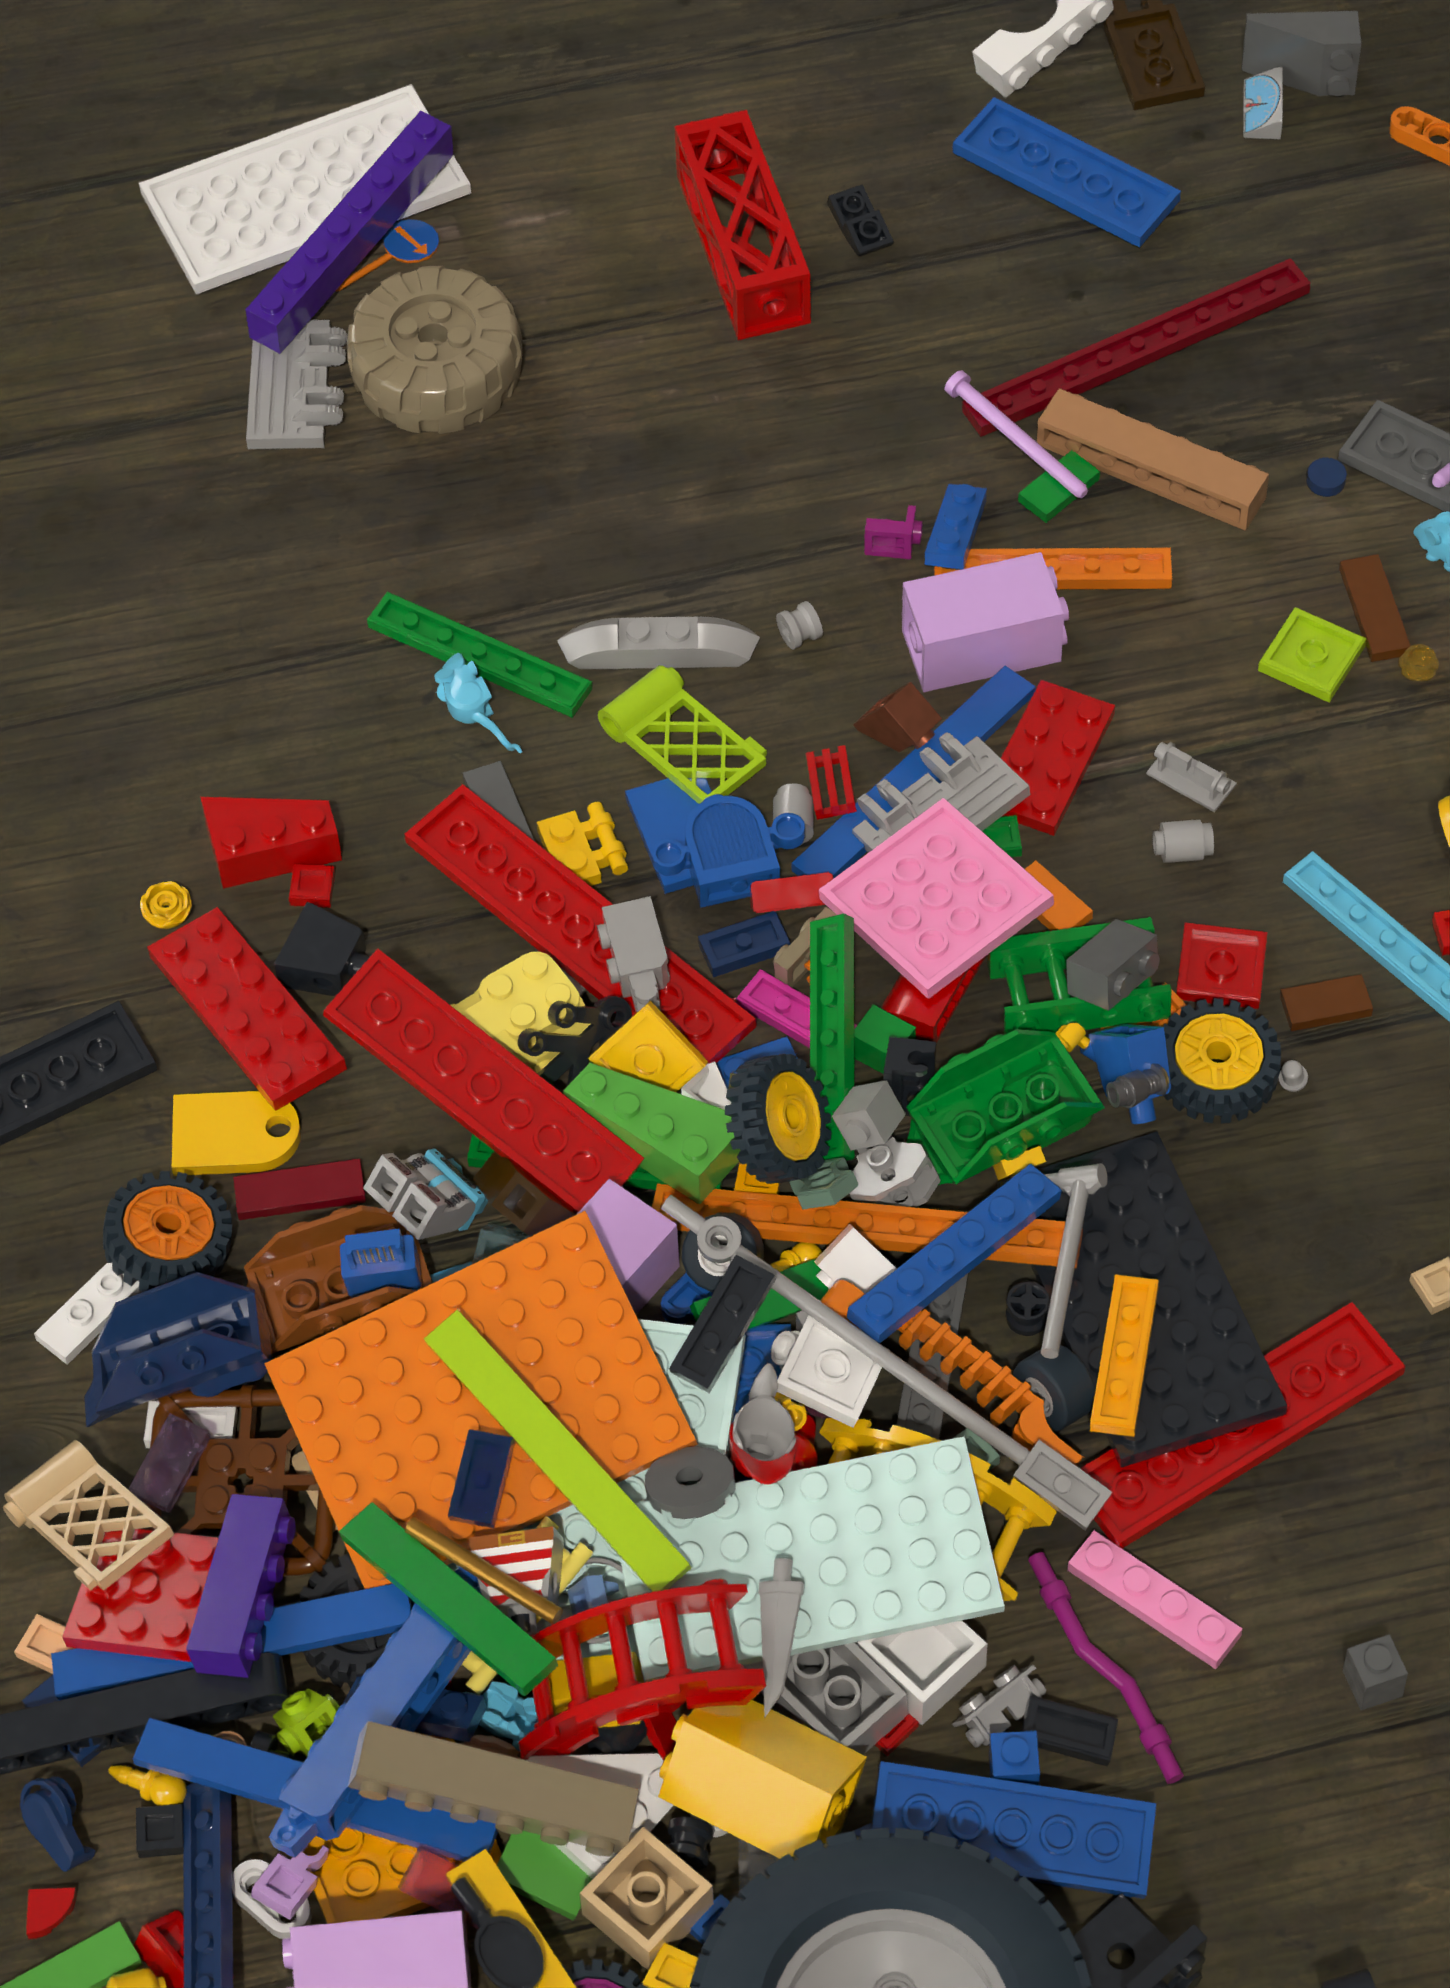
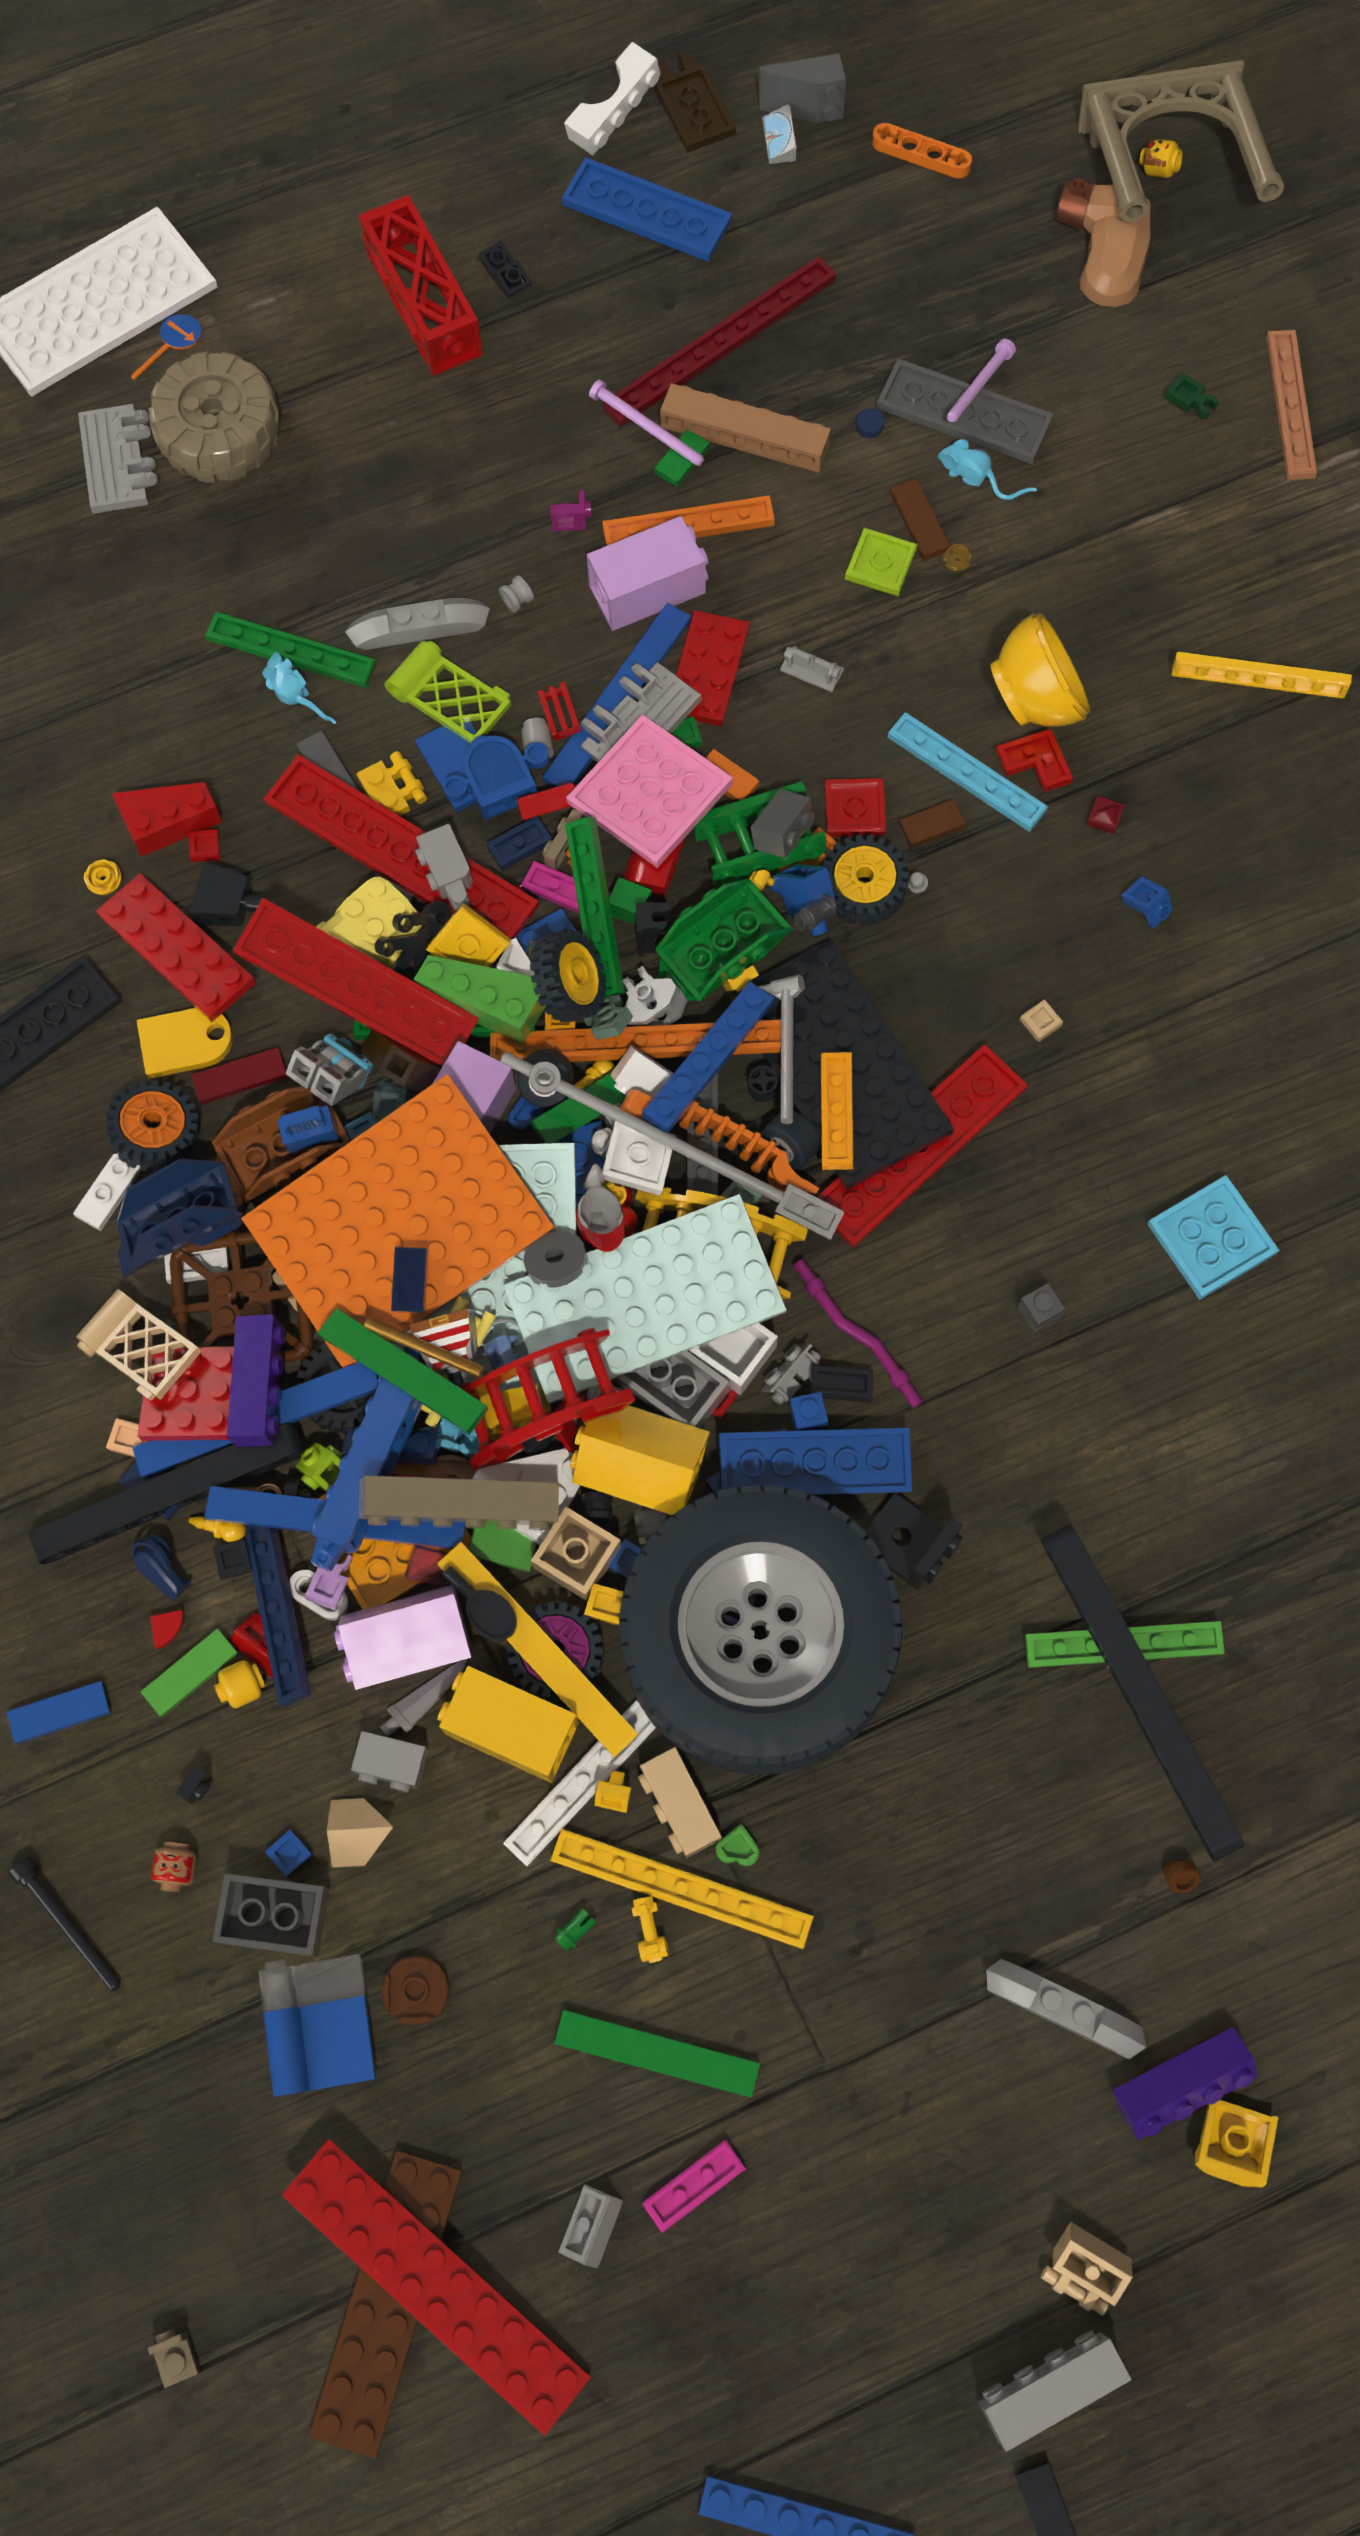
camera: 10 degrees left, 15 degrees up
(169, 1463) = (187, 1296): clear purple tile -> none
(349, 232) = (135, 332): dark purple brick -> none
(557, 1453) = (459, 1253): lime tile -> none
(722, 1324) = (558, 1141): black plate -> none
(779, 1615) = (634, 1349): light grey bar -> none
(868, 1115) = (630, 961): light grey brick -> none
(900, 719) = (600, 657): copper slope -> none
(955, 526) = (614, 501): blue plate -> none
(1154, 1599) = (883, 1279): bright pink plate -> none
(1183, 841) = (814, 718): light grey brick -> none

